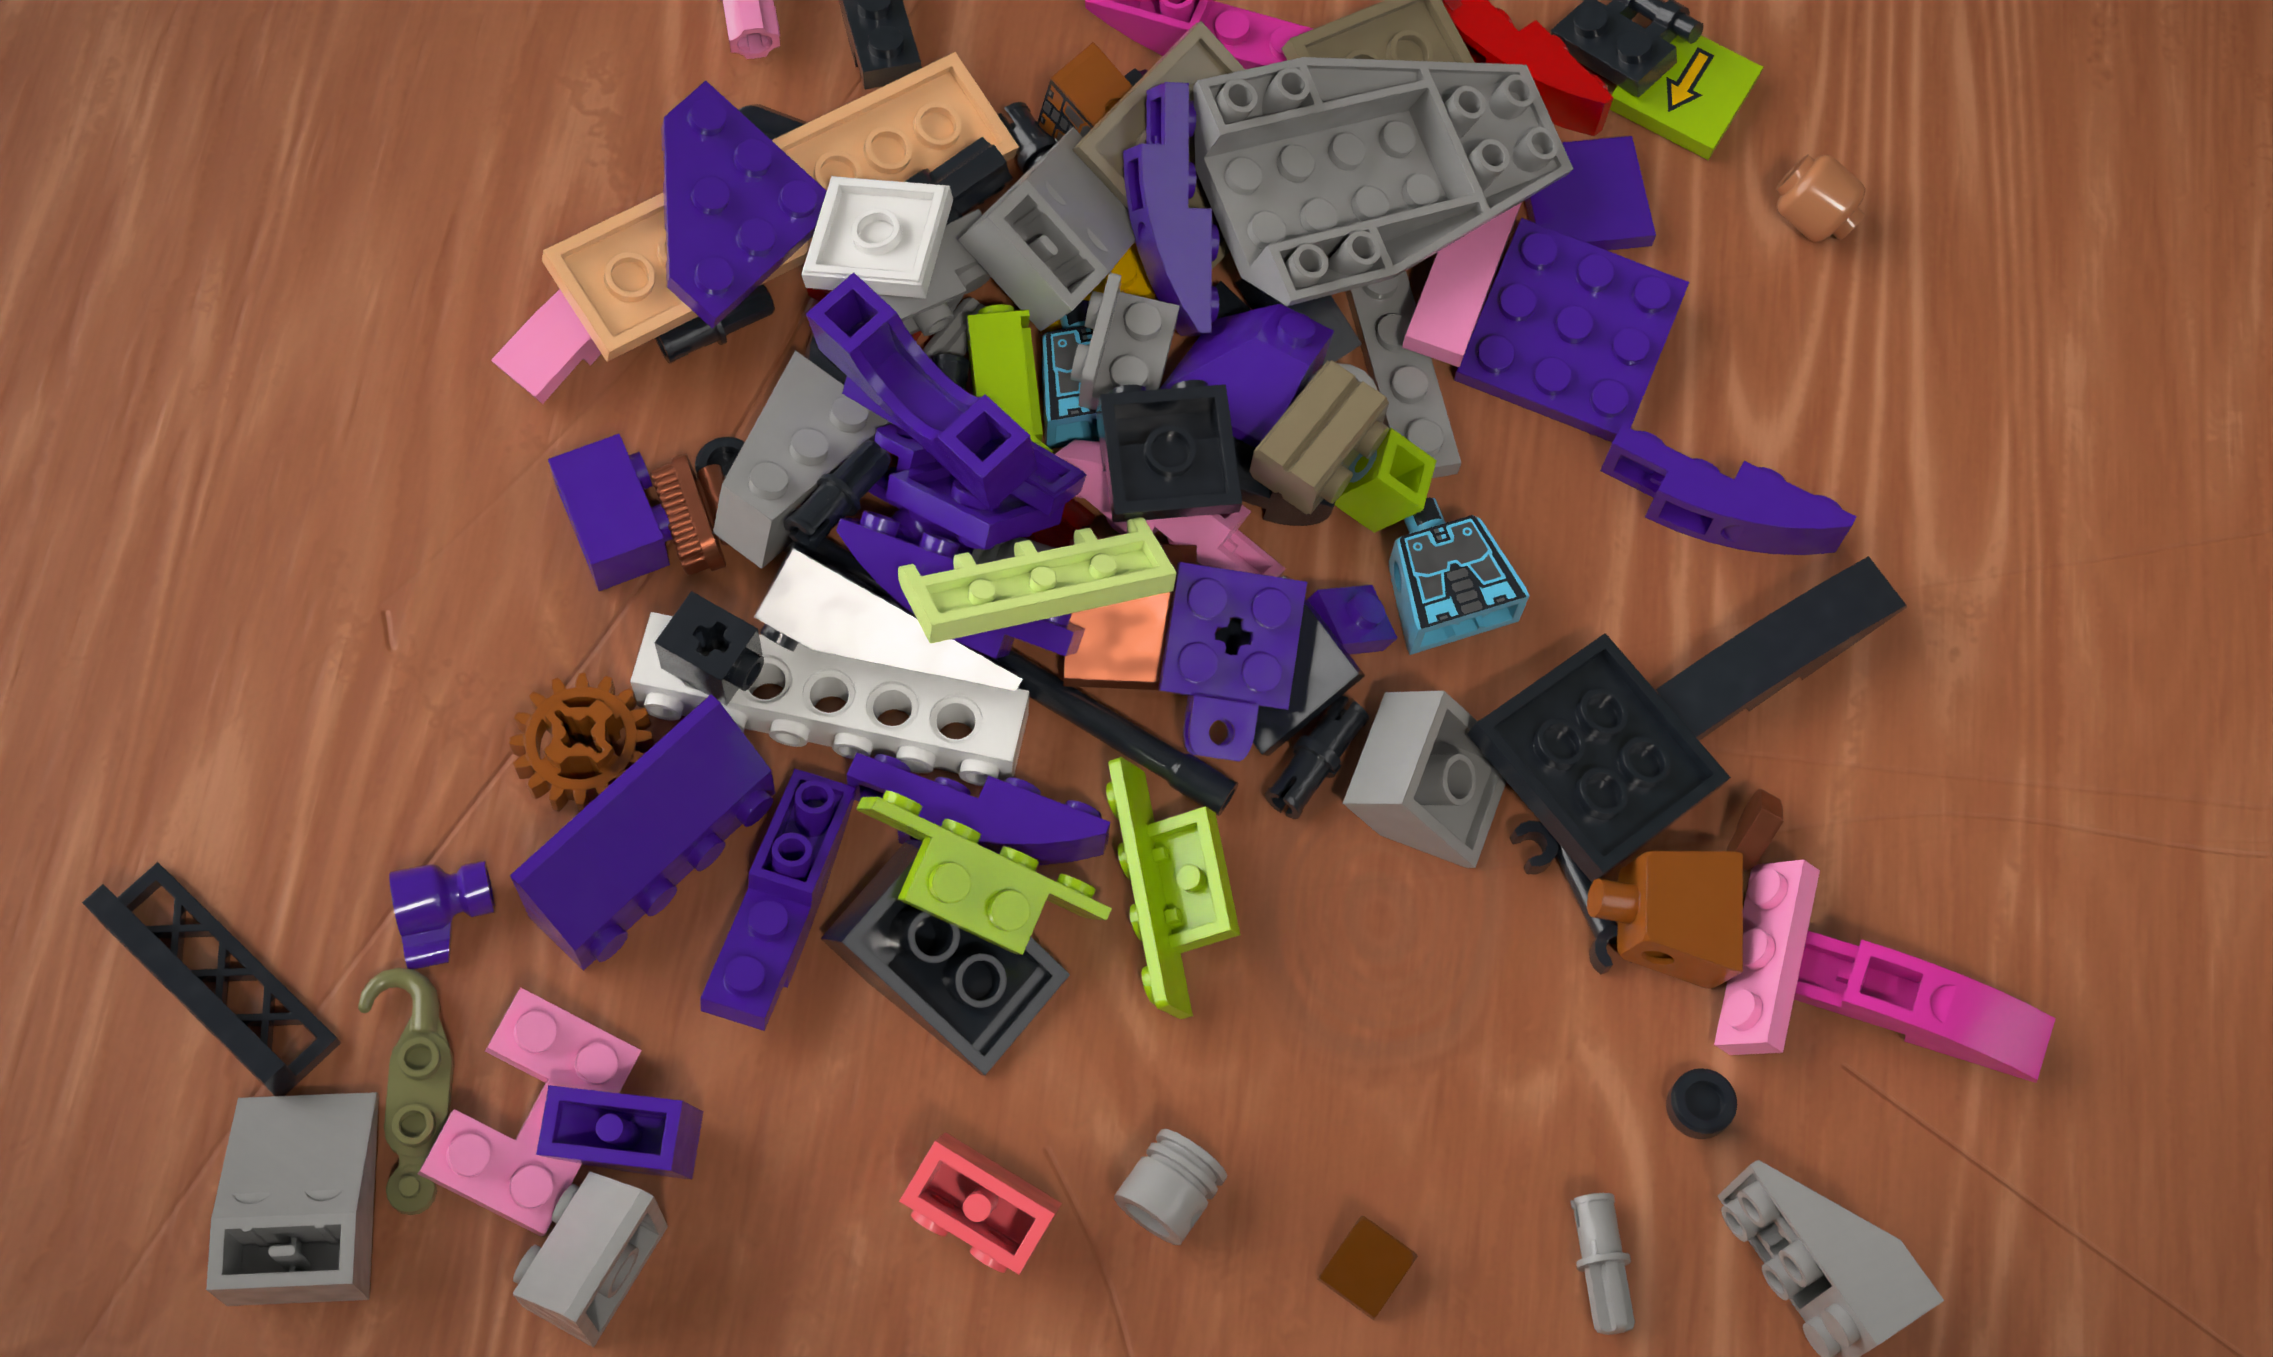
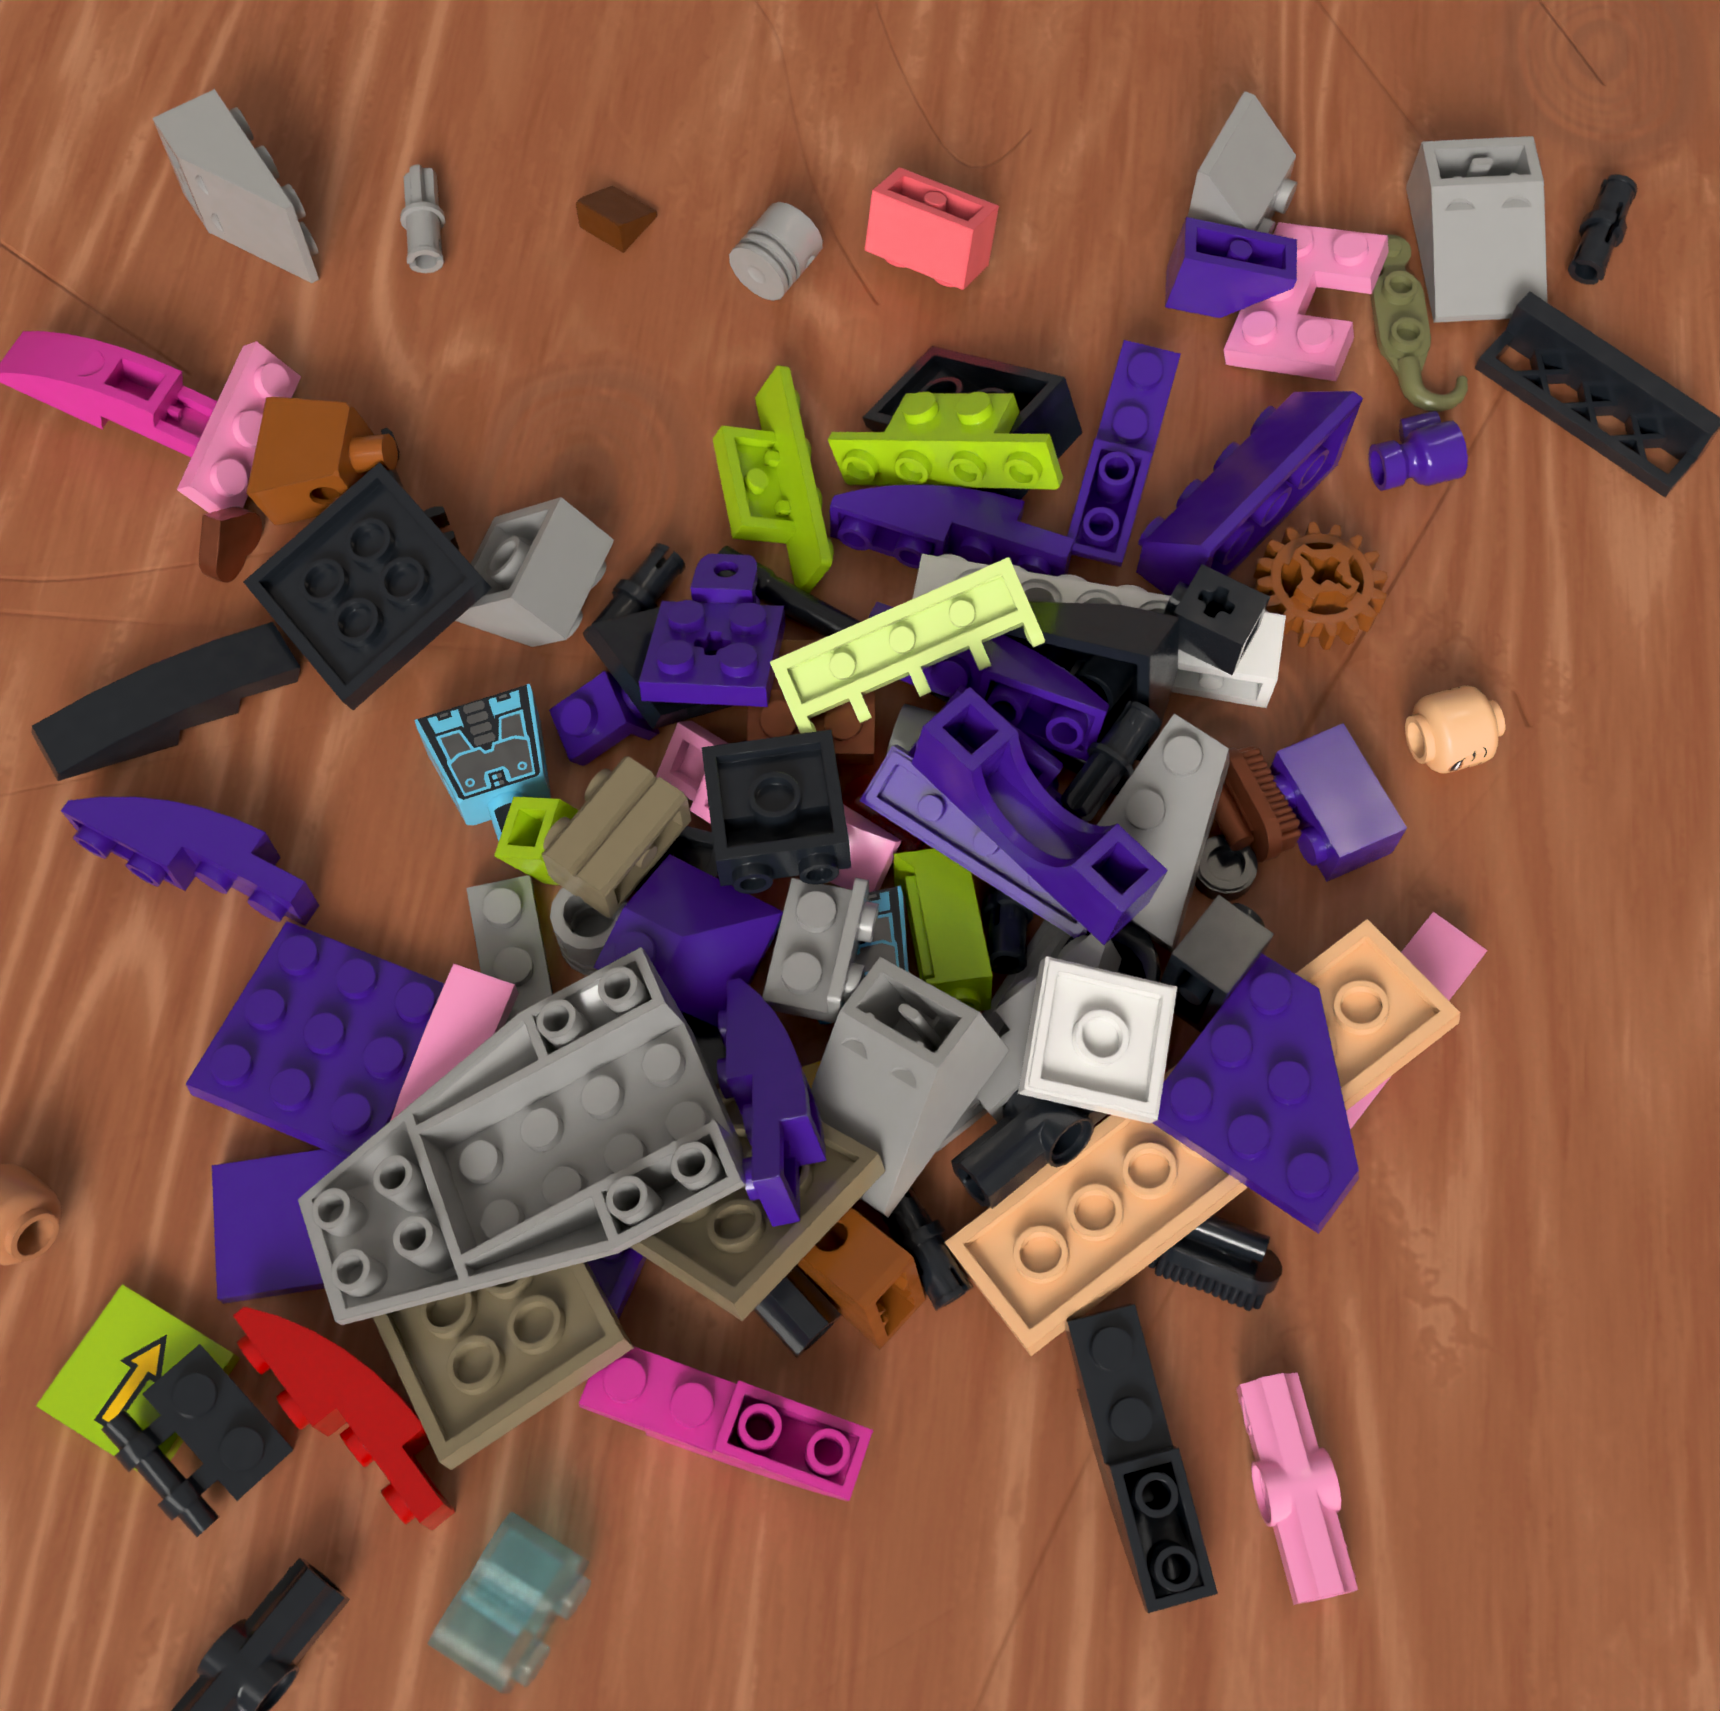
camera: 175 degrees left, 0 degrees up
(135, 1217) = (1602, 229): none -> black pin
(470, 585) = (1454, 729): none -> light nougat head
(755, 335) = (1214, 959): none -> black brick
(1701, 1103) = (320, 336): black tile -> none

